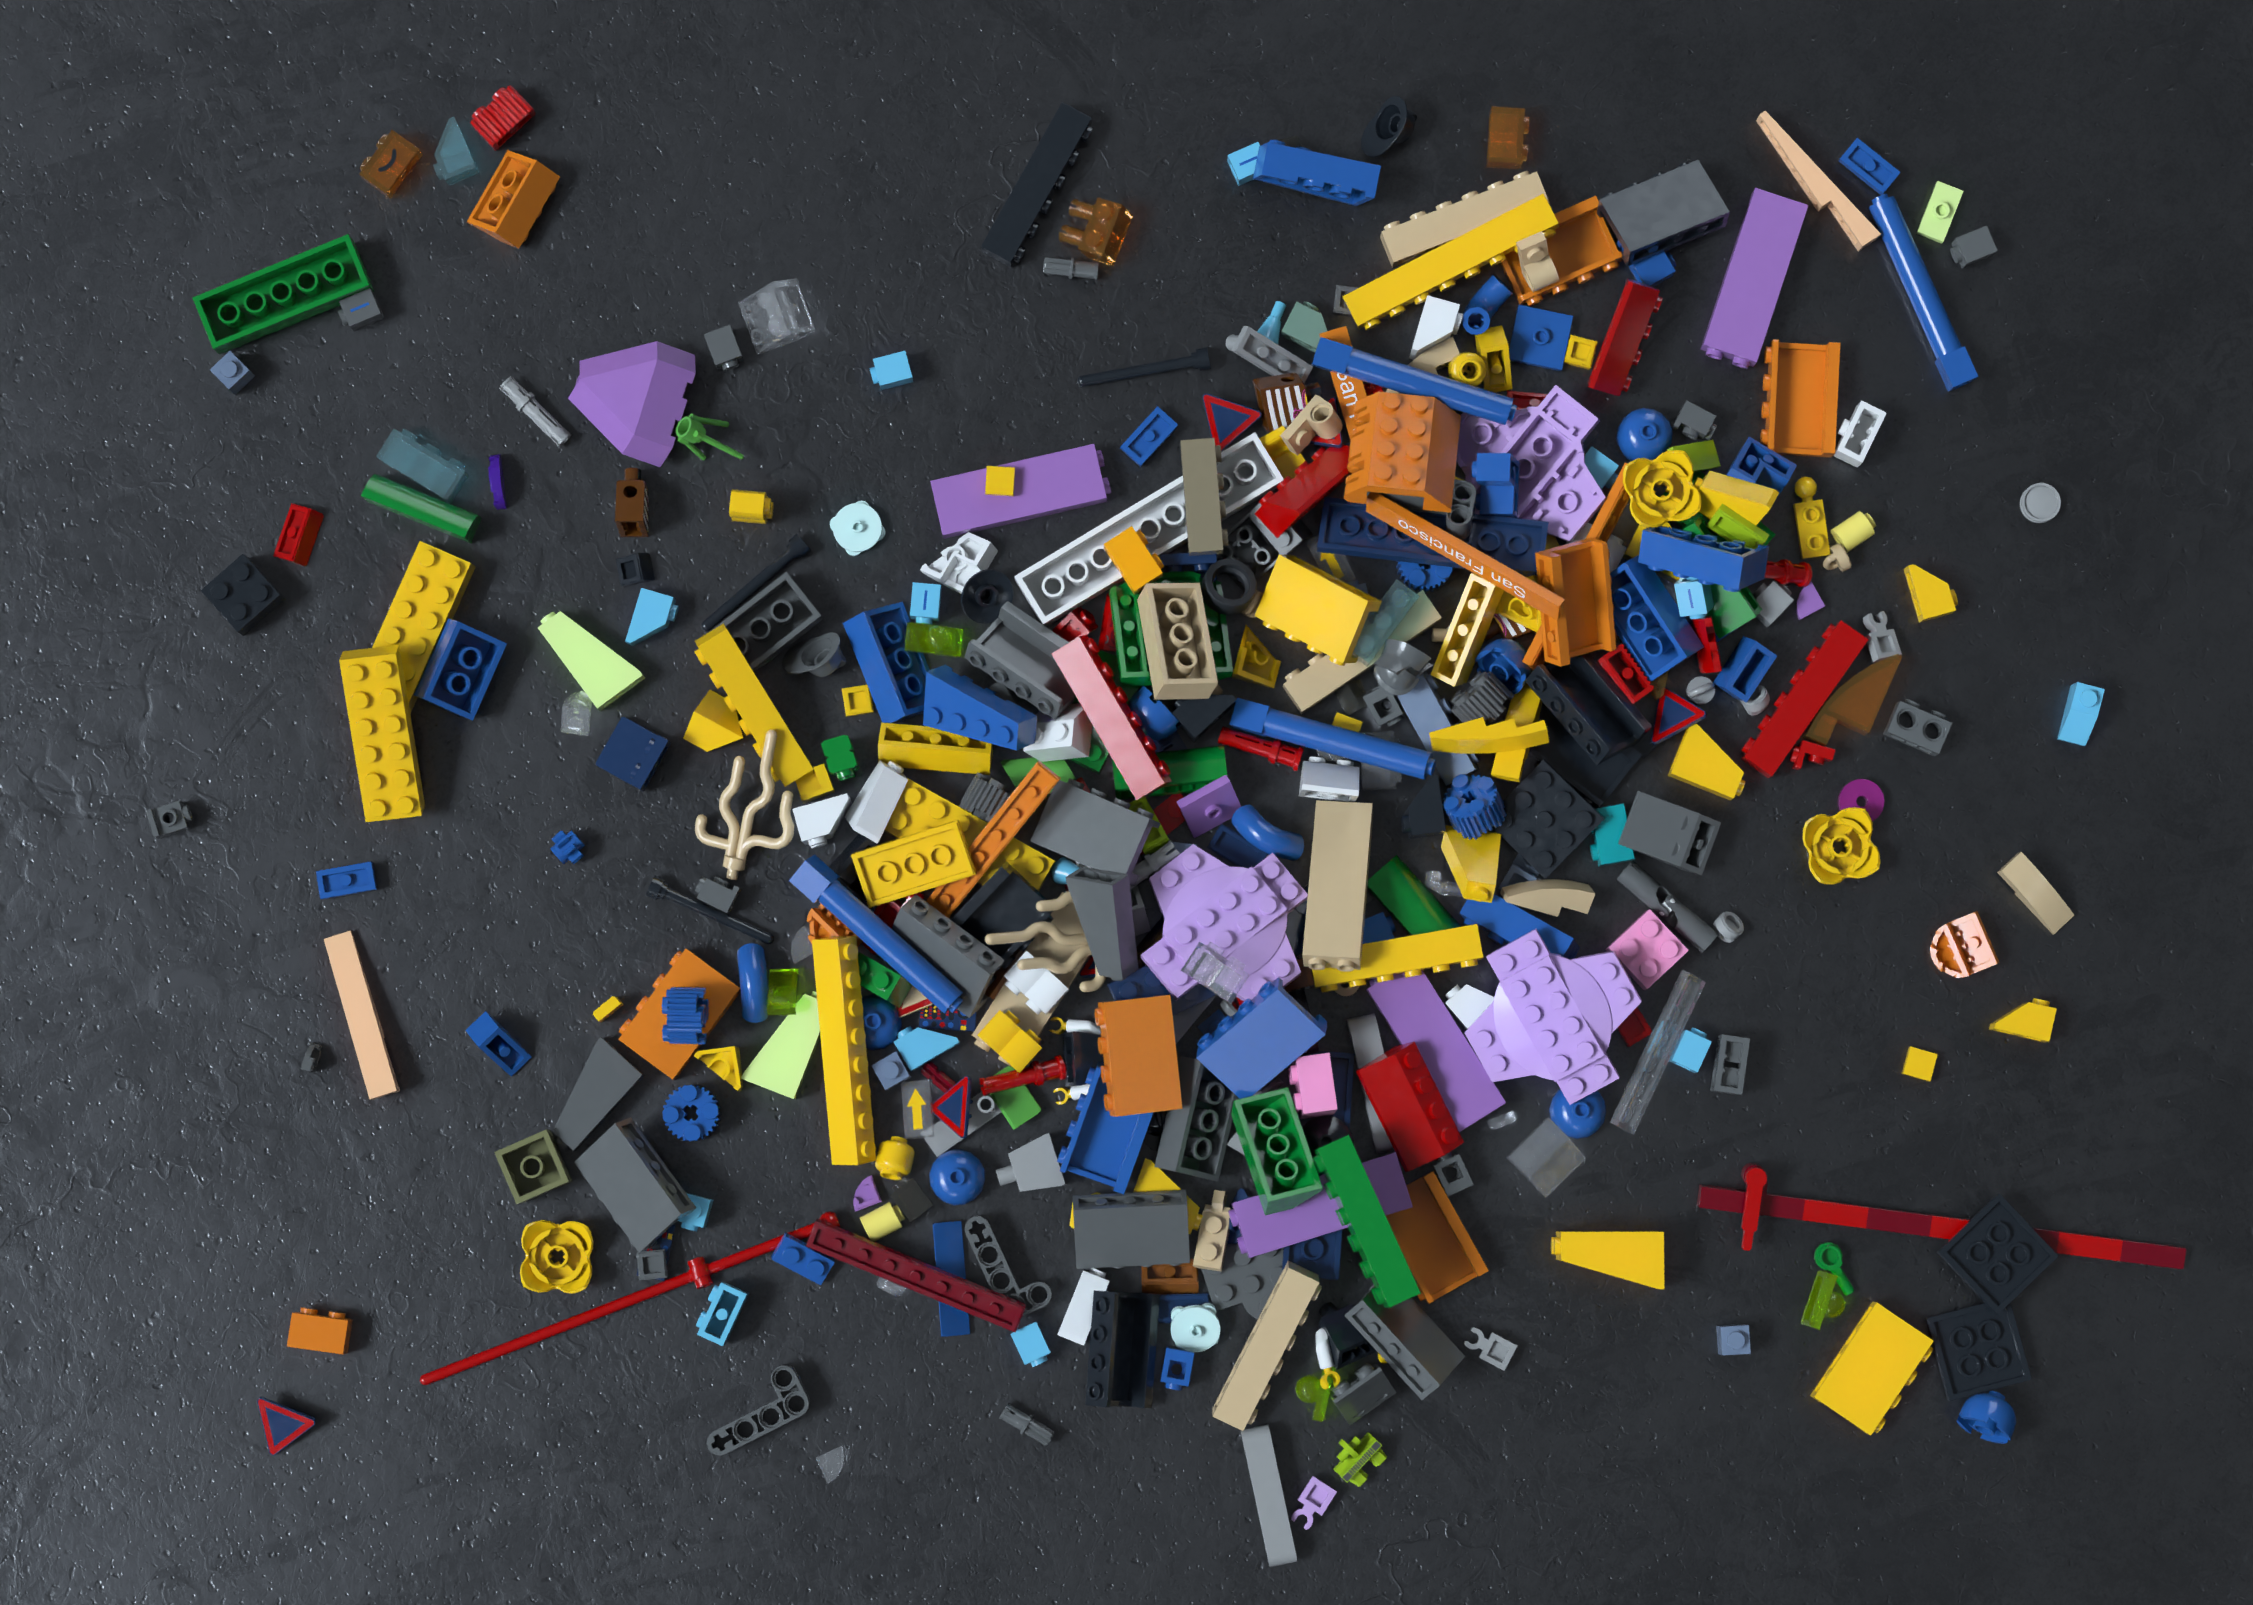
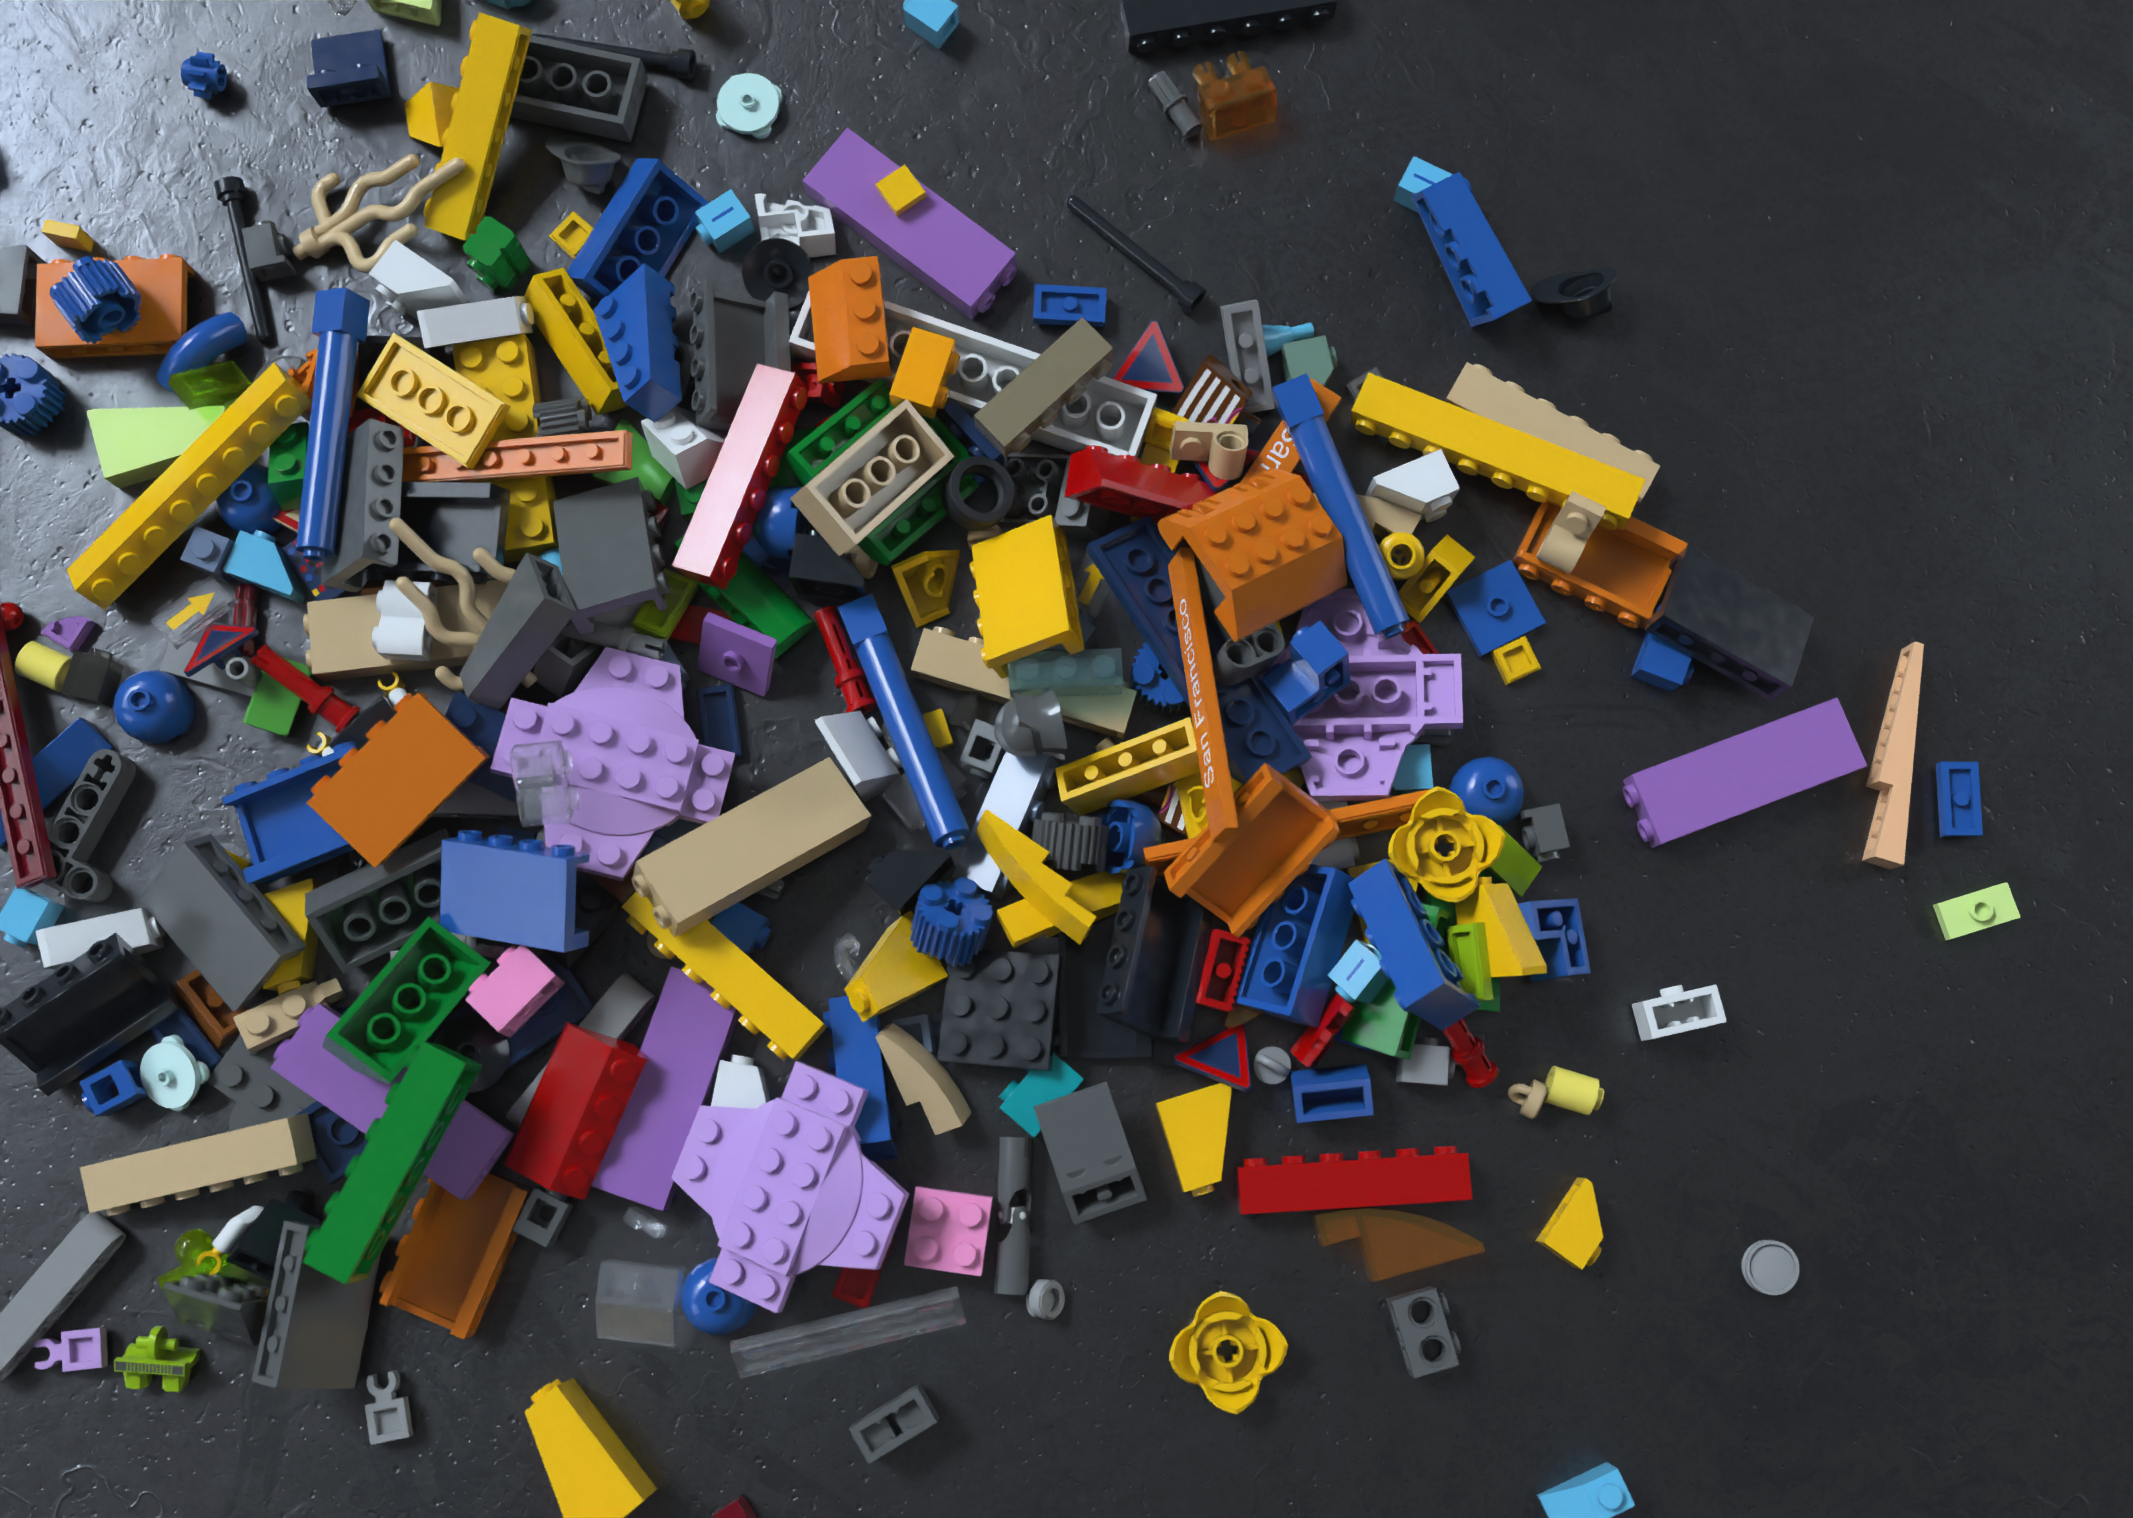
camera: 50 degrees right, 5 degrees down
(725, 1063) = (98, 388): yellow slope -> none
(815, 784) = (451, 260): yellow panel -> none
(894, 1158) = (123, 628): yellow head -> none
(933, 639) = (691, 254): clear neon green tile -> none
(1010, 1040) = (325, 641): yellow brick -> none
(1033, 1166) = (216, 770): light grey torso -> none
(1064, 578) = (849, 321): none -> orange slope
(1267, 836) = (751, 736): blue cylinder -> none
(1409, 899) = (804, 939): green brick -> none
(1484, 305) = (1481, 523): blue cylinder -> none
(1506, 137) = (1666, 412): clear orange brick -> none
(1623, 338) = (1570, 684): red slope -> none
(1690, 1050) = (879, 1366): medium azure brick -> none
(1757, 702) = (1309, 1134): light grey tile -> none
(1801, 398) = (1662, 923): orange panel -> none
(1808, 601) = (1458, 1104): medium lavender tile -> none
(1810, 521) = (1544, 1036): yellow plate -> none
(1816, 754) = (1305, 1243): red bracket -> none
(1866, 789) = (1312, 1327): magenta piece -> none
(1881, 642) = (1481, 1214): light grey plate -> none
(1952, 359) = (1840, 1048): blue brick -> none
(1973, 247) = (1973, 975): dark grey brick -> none

